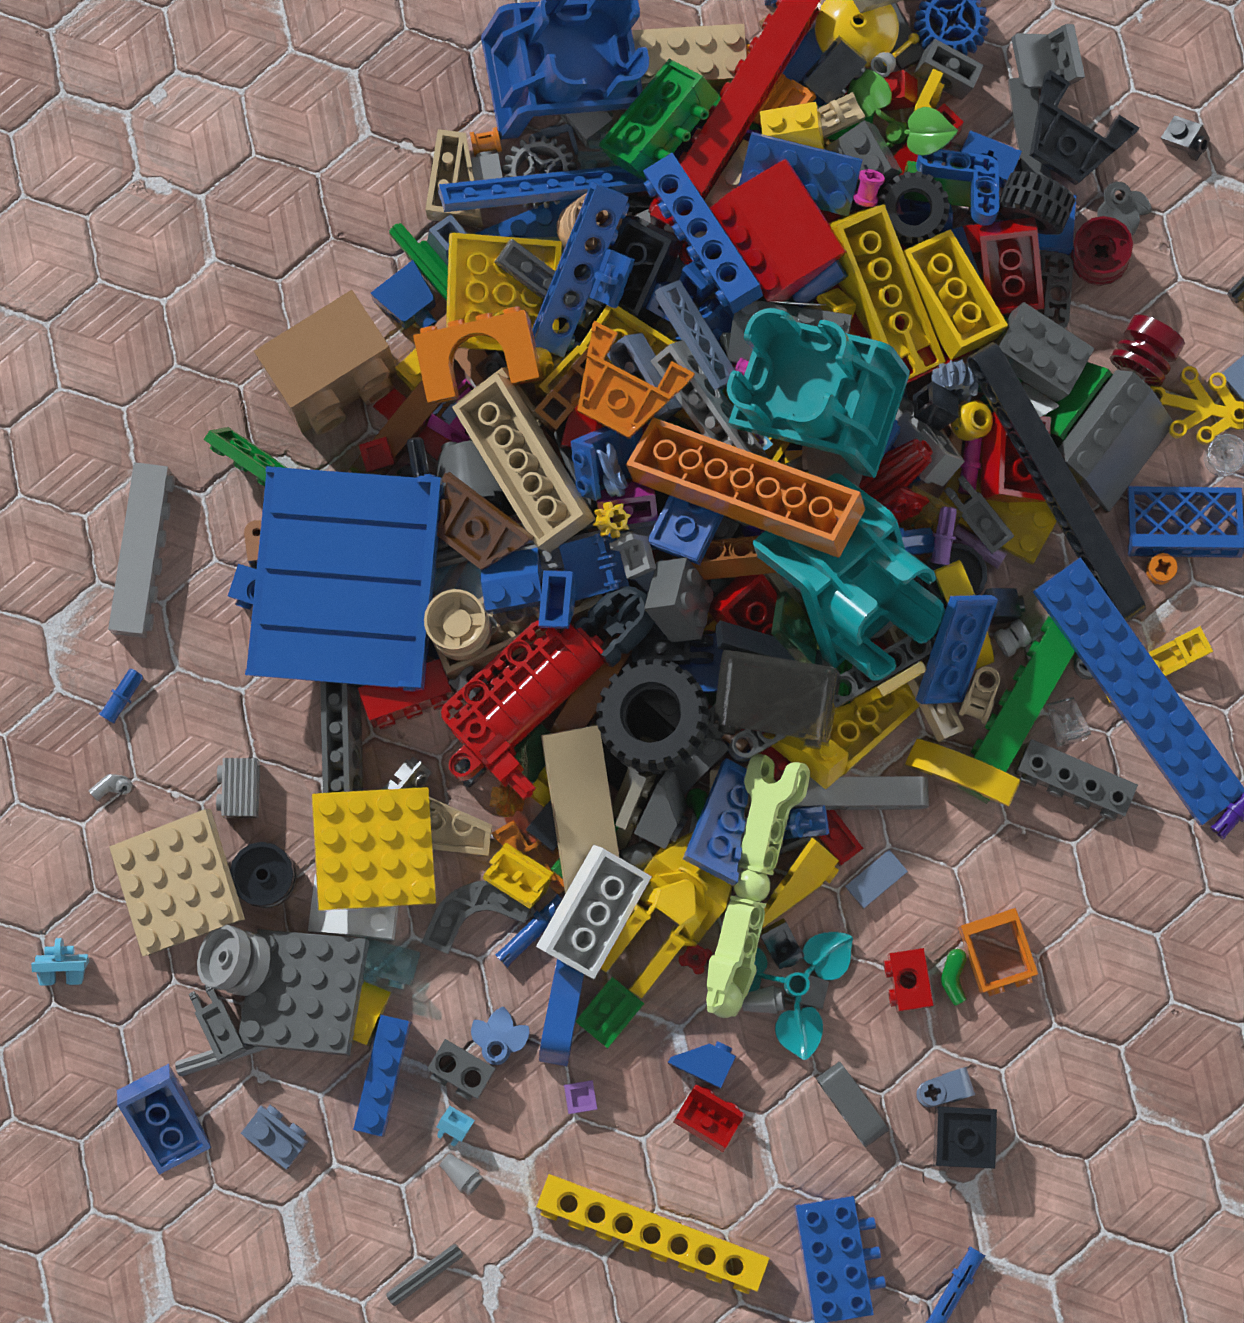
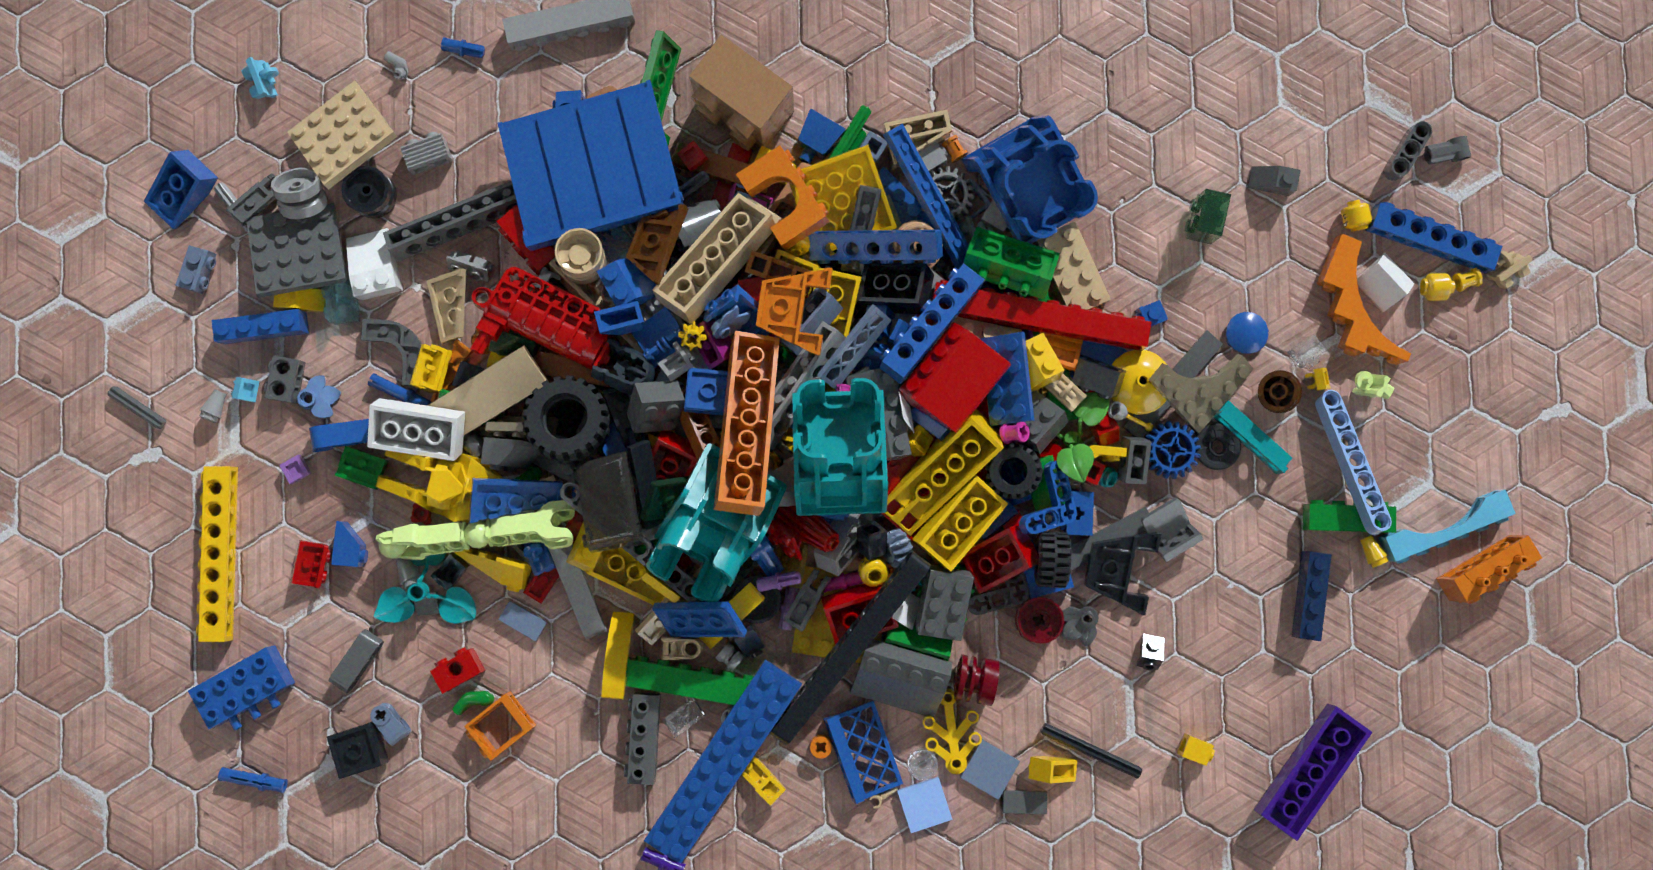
camera: 65 degrees right, 5 degrees up
(373, 849) = (408, 259): yellow plate -> none
(611, 278) = (876, 271): blue hips -> none
(959, 107) = (1108, 477): none -> teal plate

